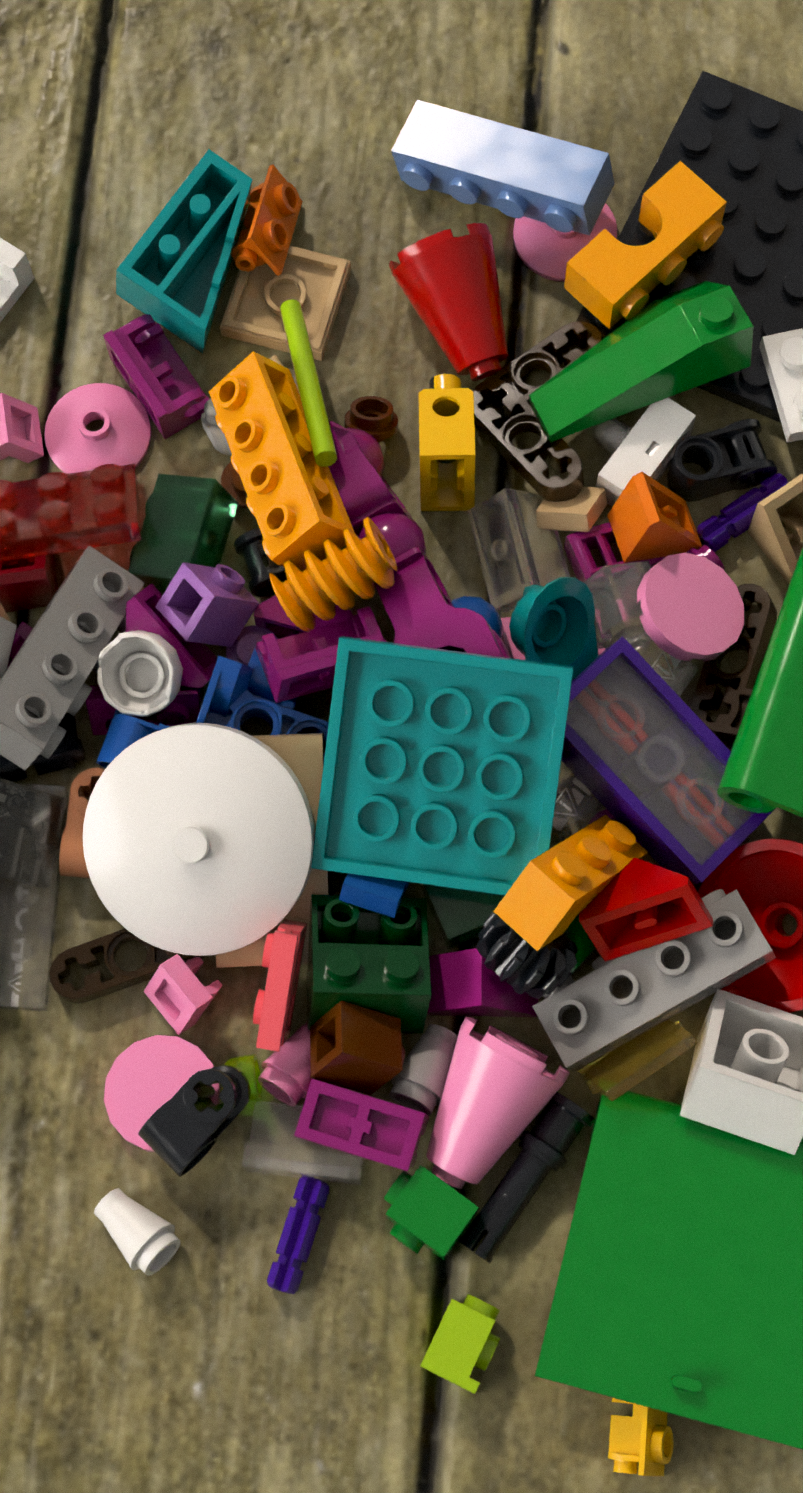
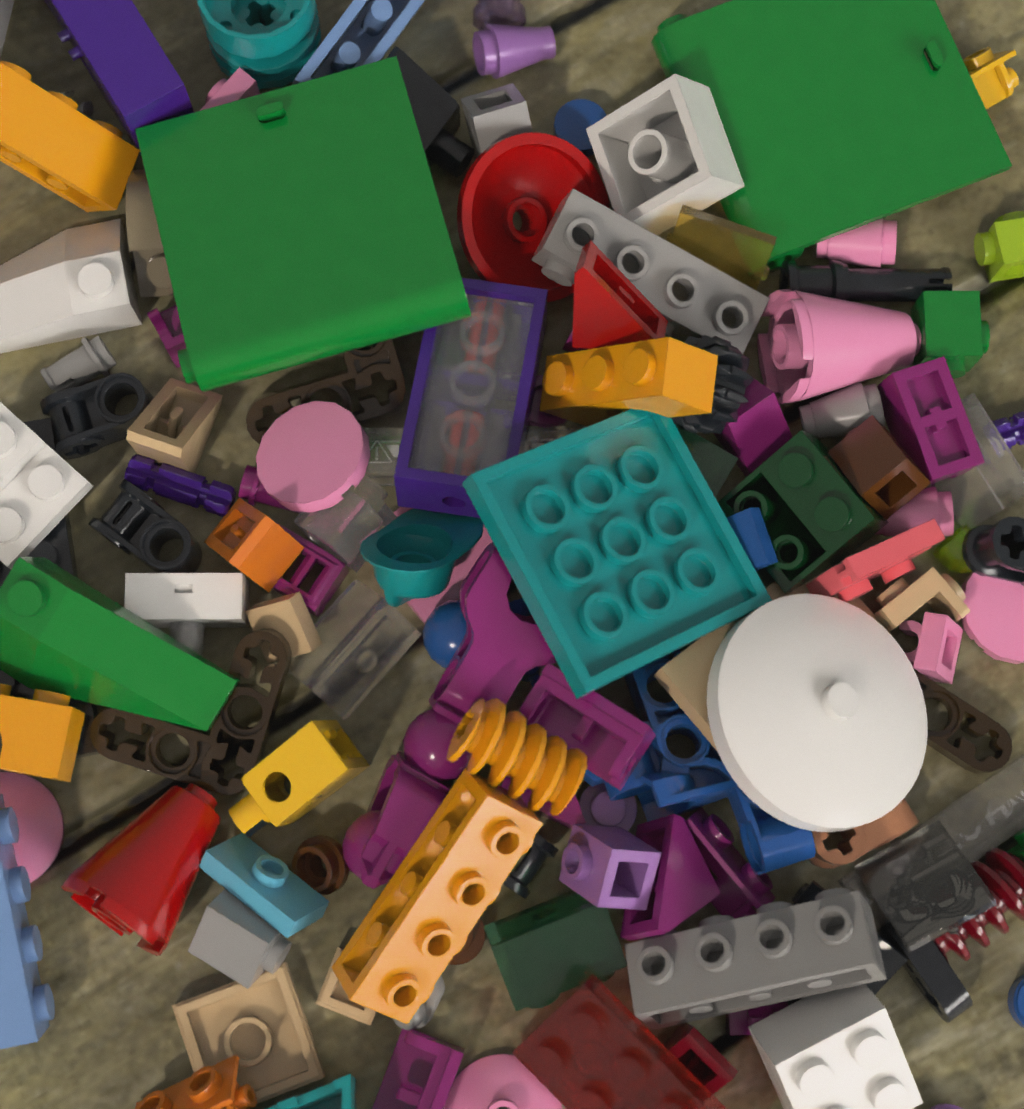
camera: 135 degrees left, 5 degrees up
(139, 673) = (719, 870): white hair -> none
(236, 997) = (937, 590): none -> tan bracket
(308, 383) = (336, 935): lime bar -> none
(361, 331) = (238, 941): none -> light grey brick
(385, 367) = (264, 884): none -> medium azure plate
(554, 1205) = (863, 246): none -> bright pink cone

